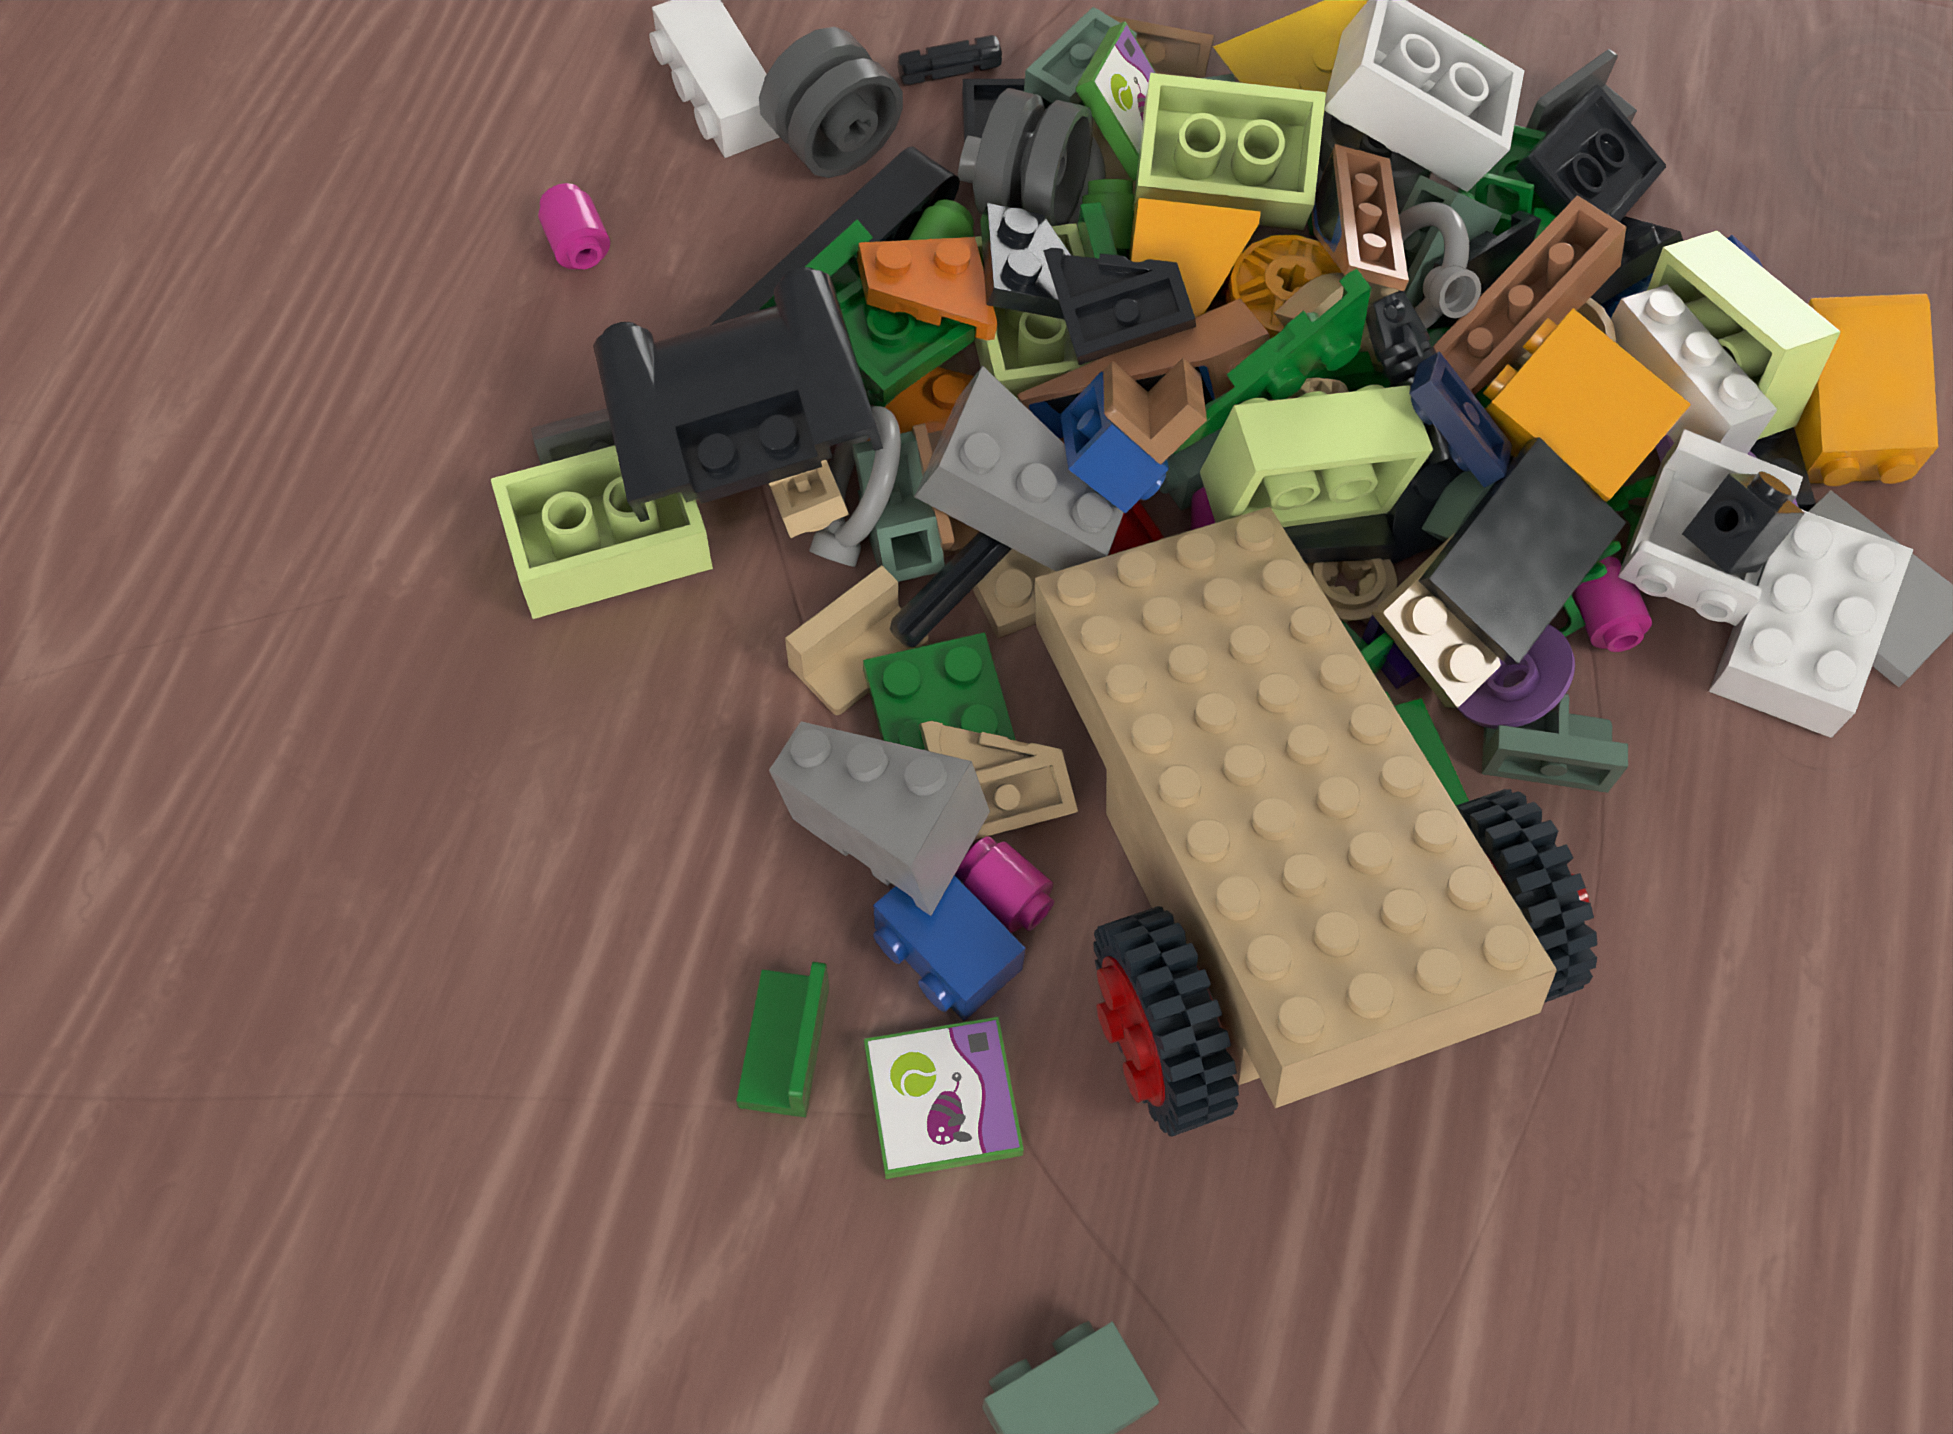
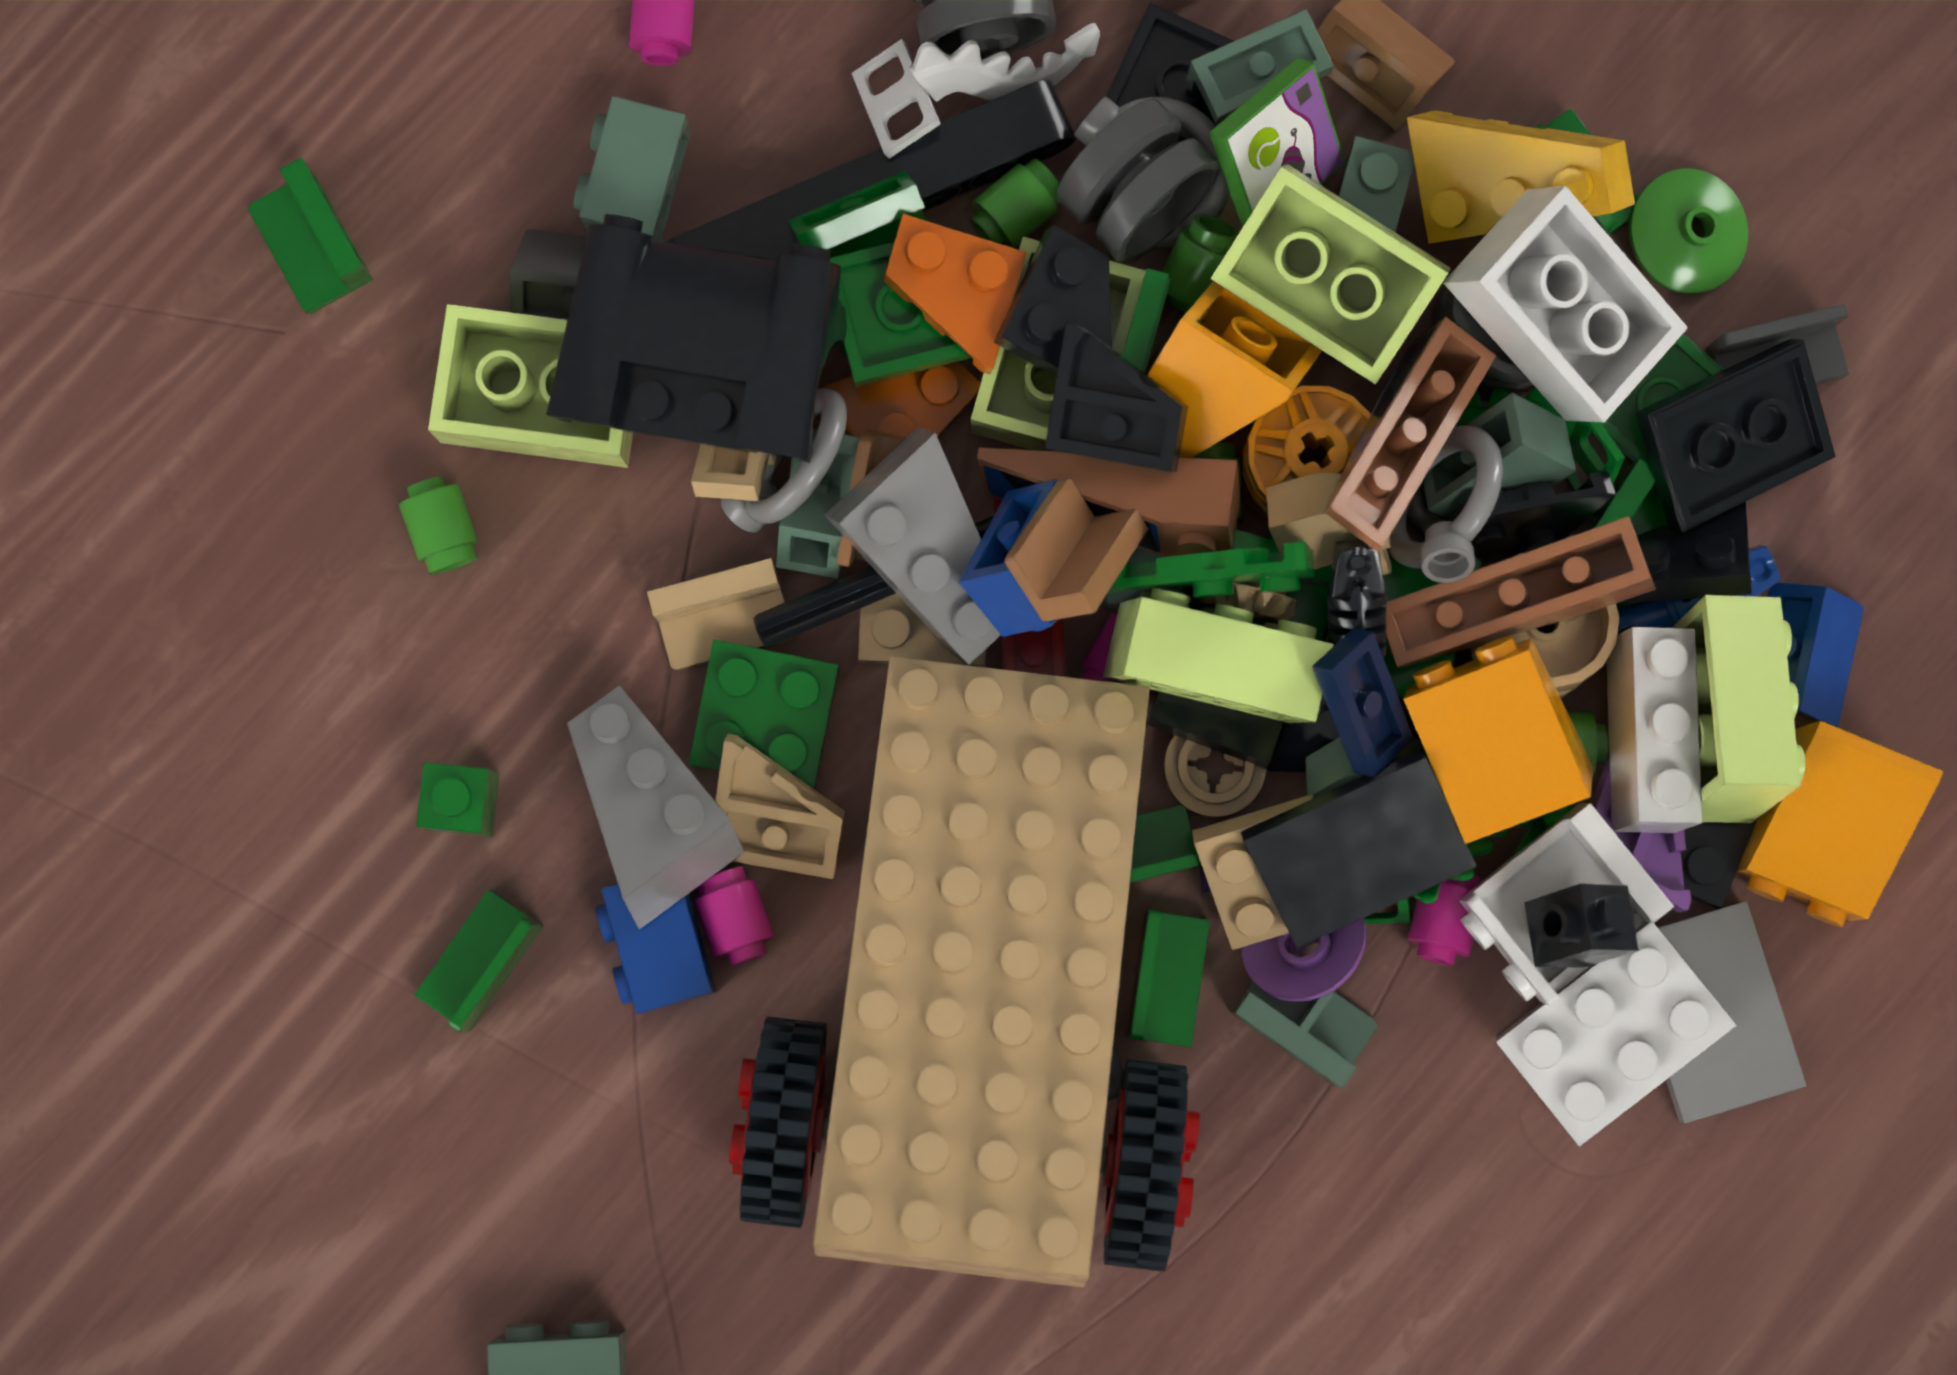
camera: 30 degrees right, 20 degrees up
(338, 505) = (309, 239): none -> green panel
(564, 679) = (439, 525): none -> bright green brick
(586, 313) = (634, 165): none -> sand green brick
(695, 897) = (458, 799): none -> green brick
(842, 160) = (962, 71): none -> white piece
(942, 1097) = (588, 1074): tile -> none

